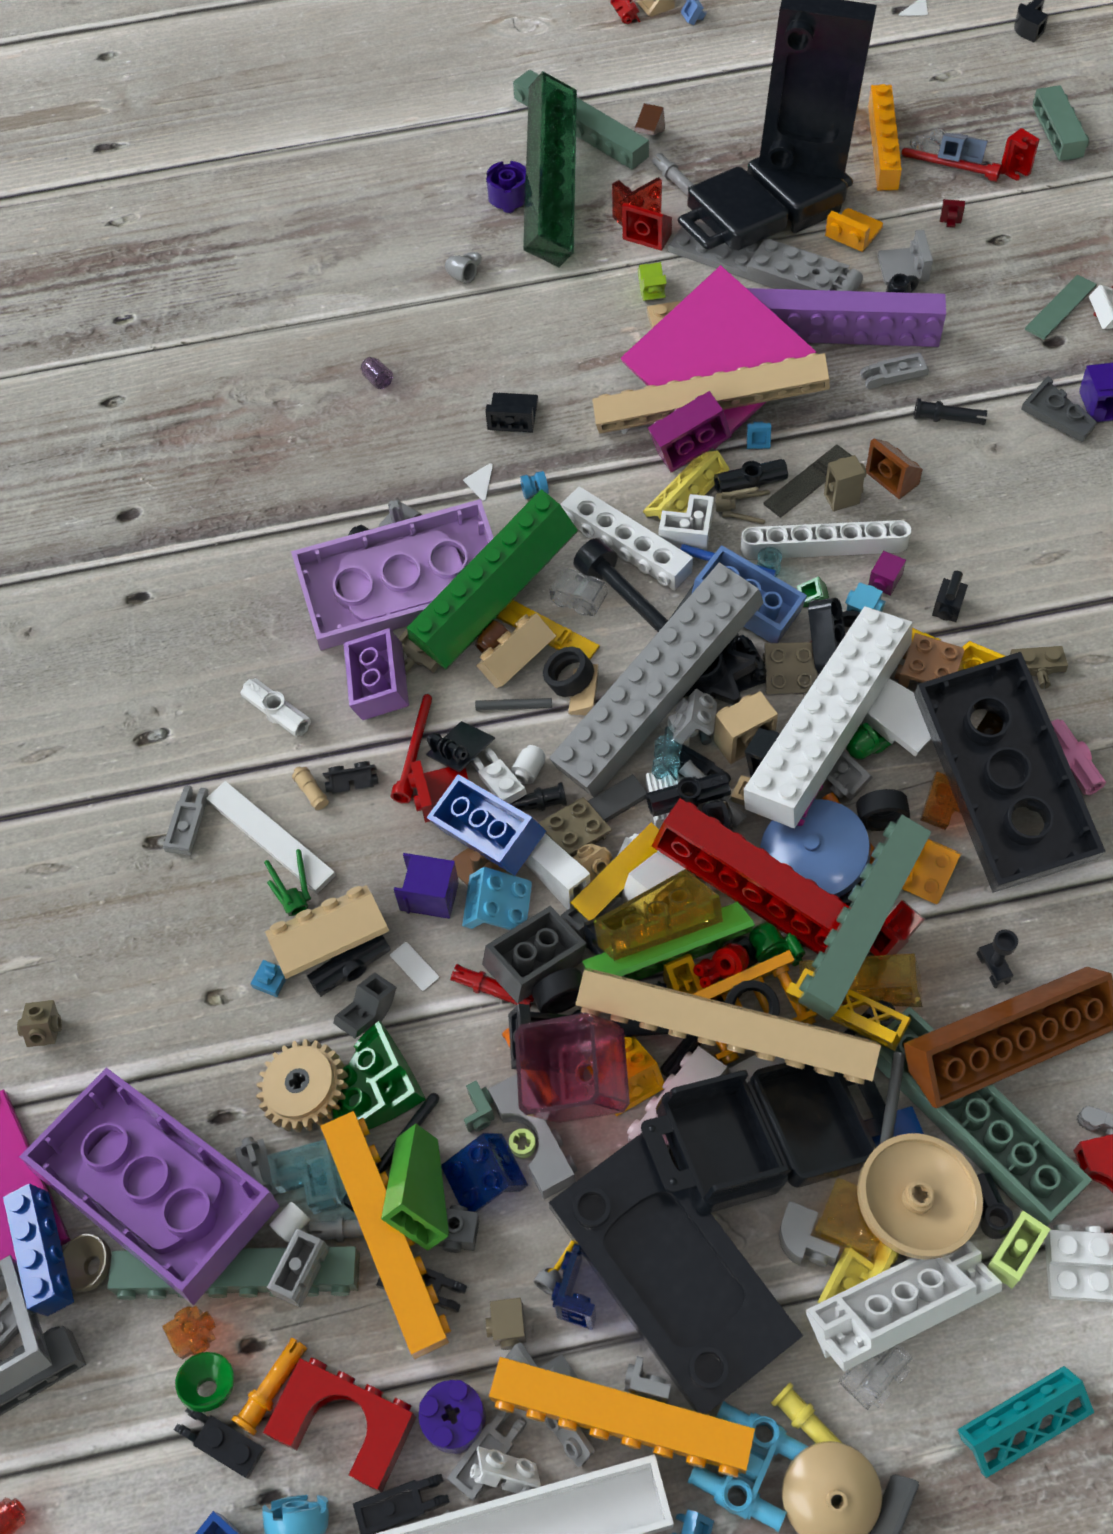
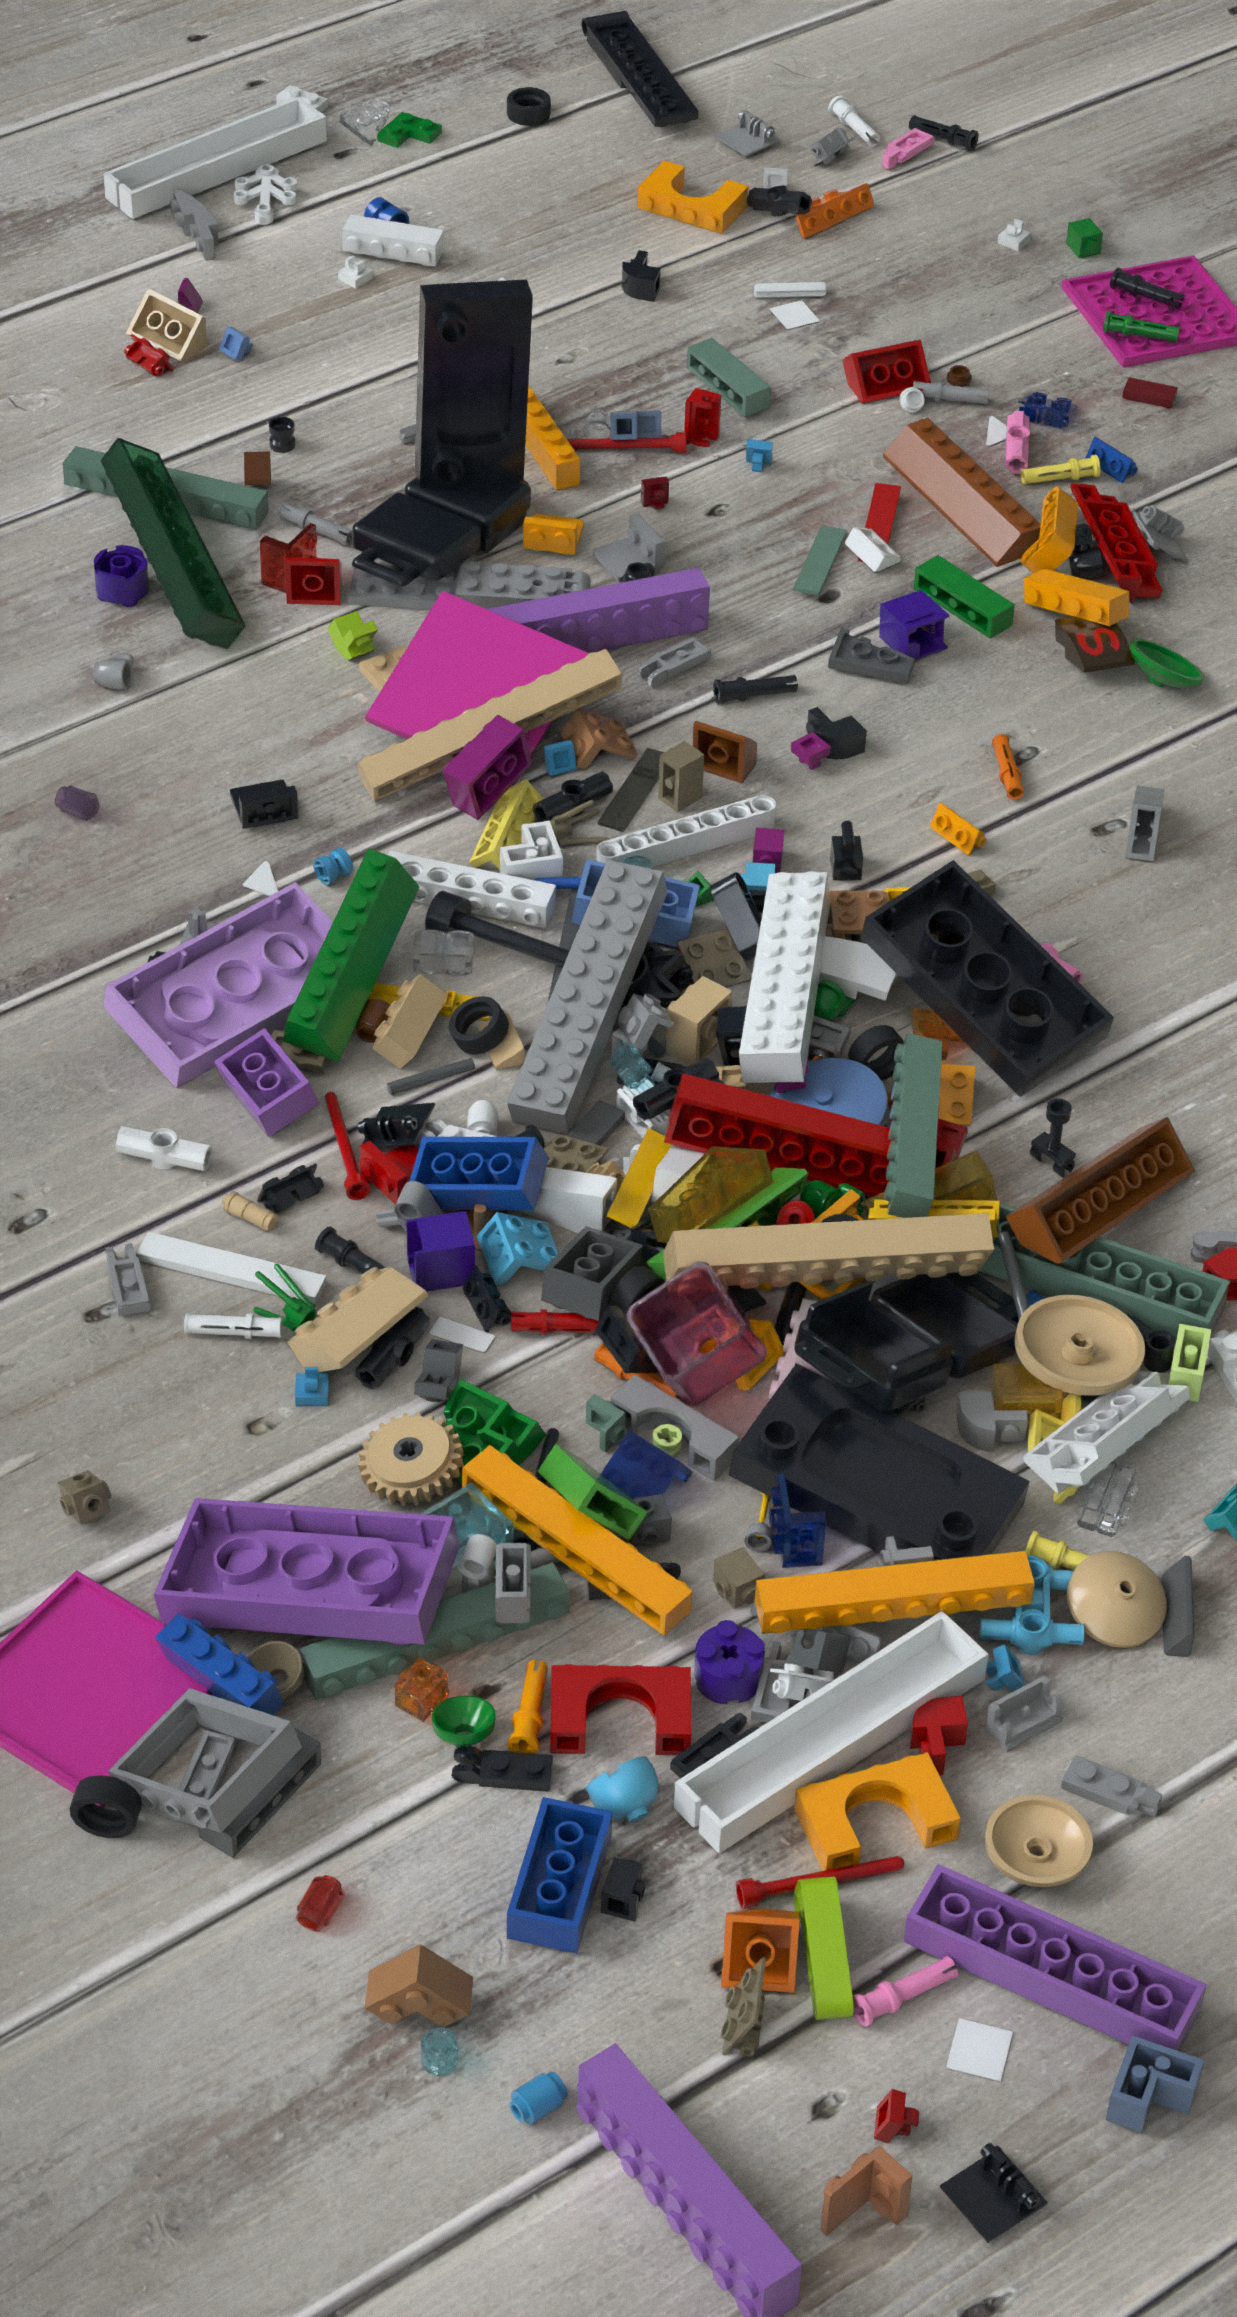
camera: 30 degrees left, 15 degrees down
(249, 898) = (233, 1325): none -> white pin
(361, 857) = (344, 1251): none -> black pin
(427, 837) = (413, 1203): none -> light grey beam
(443, 951) = (485, 1299): none -> black hinge
(527, 1451) = (825, 1655): none -> dark grey hinge
(688, 93) = (281, 434): none -> black wheel
(799, 422) = (595, 732): none -> medium nougat bracket
(967, 486) = (810, 750): none -> magenta tile
(995, 481) = (844, 736): none -> black brick
(1053, 197) = (759, 453): none -> dark azure tile
(1058, 599) = (956, 829): none -> light orange hinge

